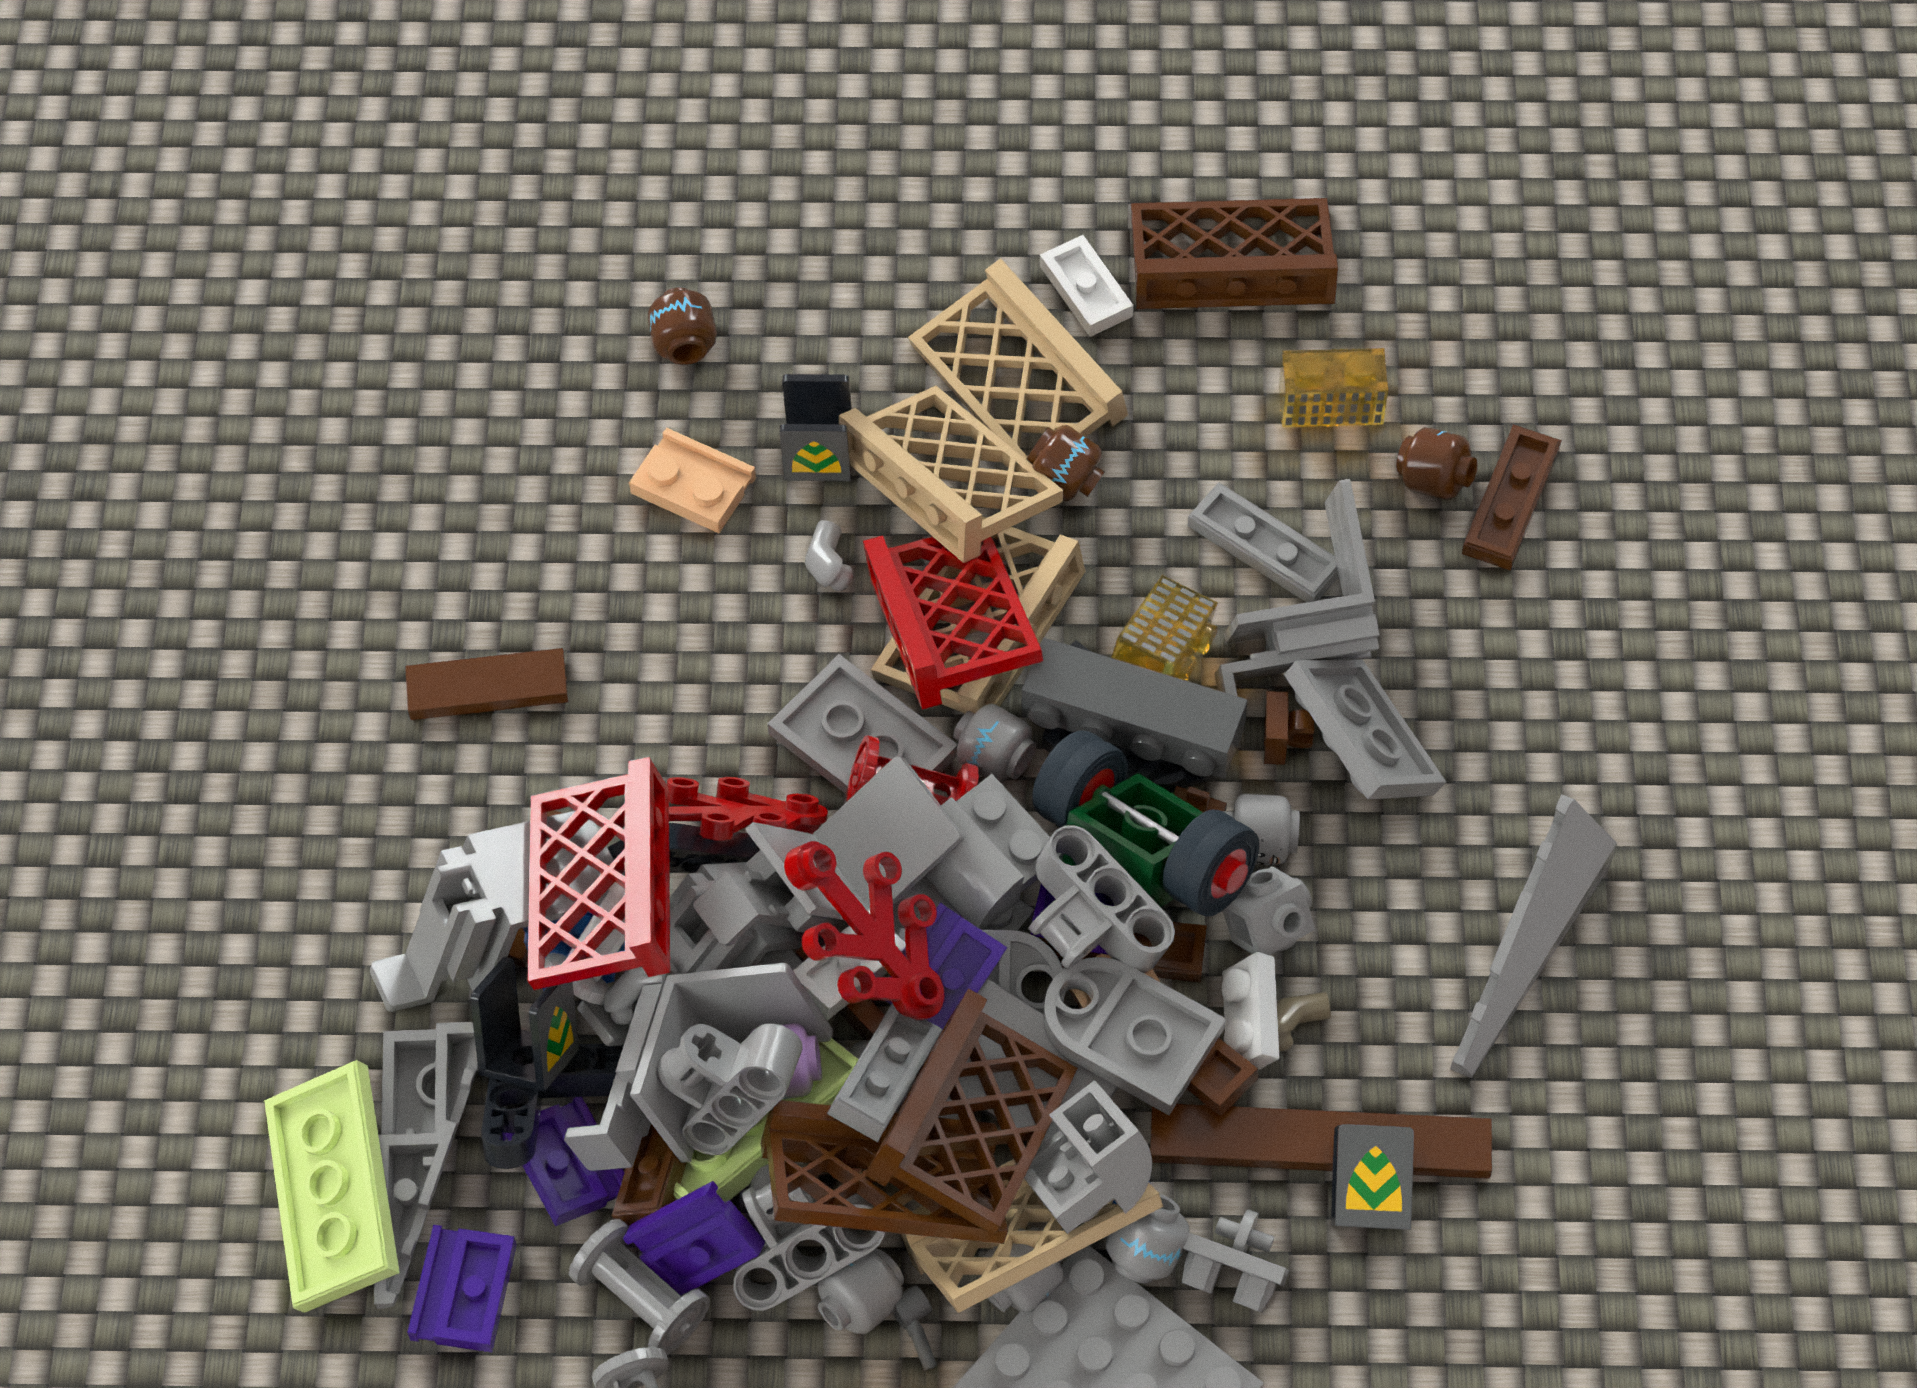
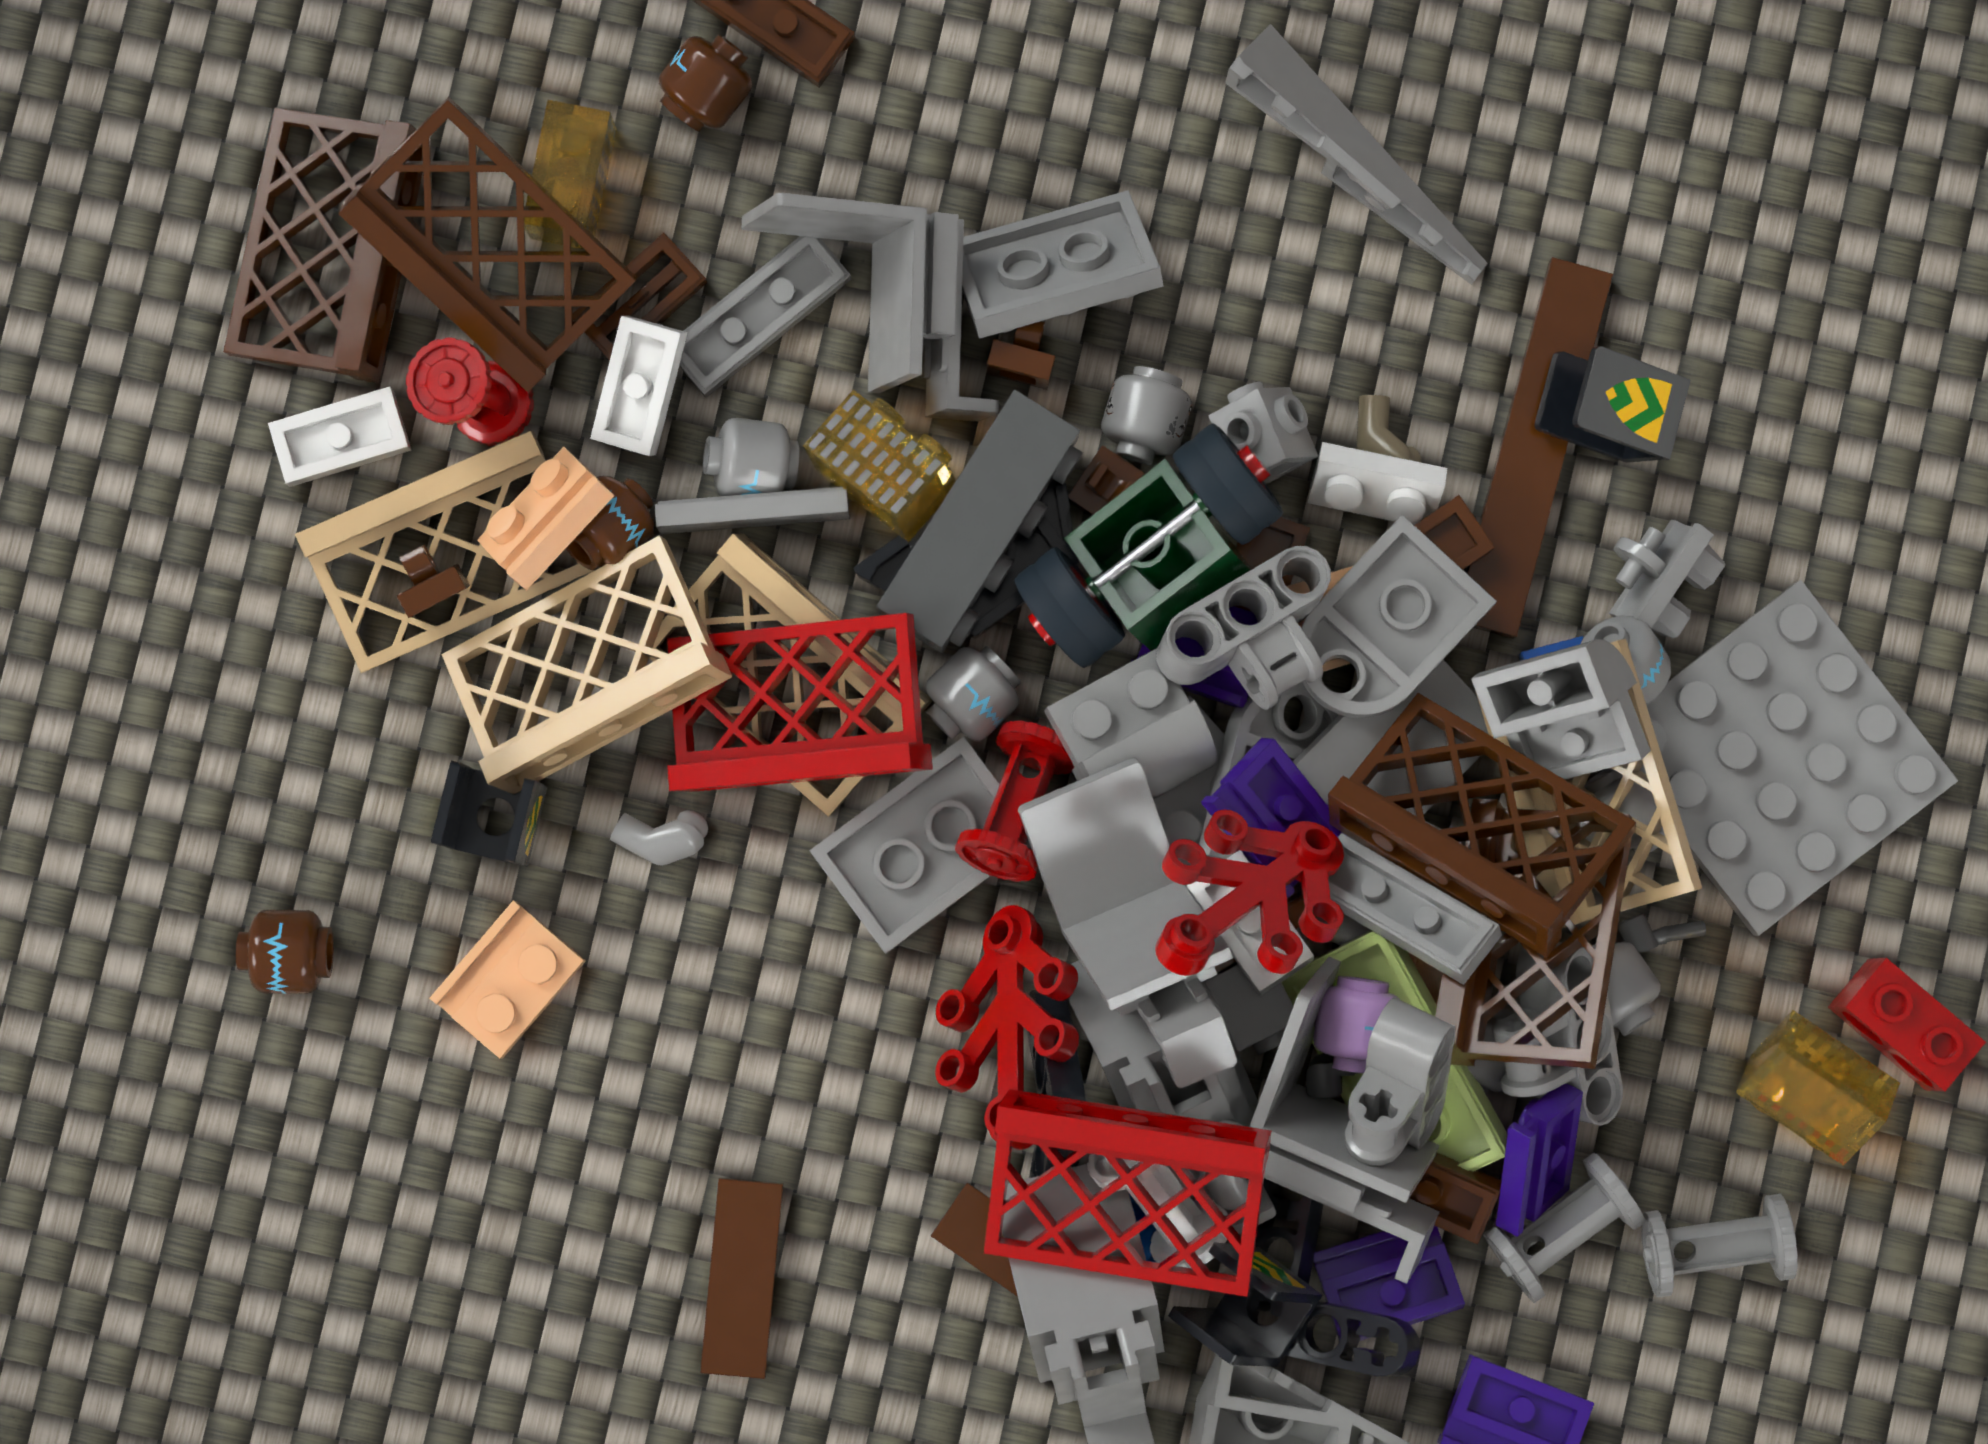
camera: 85 degrees left, 25 degrees up
(986, 352) = (429, 583): none -> reddish brown tile
(1040, 402) = (544, 517): none -> light nougat plate
(1101, 558) = (752, 510): none -> light grey tile
(1140, 312) = (457, 385): none -> red hose
(1142, 553) = (751, 458): none -> light grey head
(1181, 465) = (638, 385): none -> white plate
(1217, 316) = (447, 282): none -> reddish brown fence
(1246, 467) = (664, 308): none -> reddish brown tile

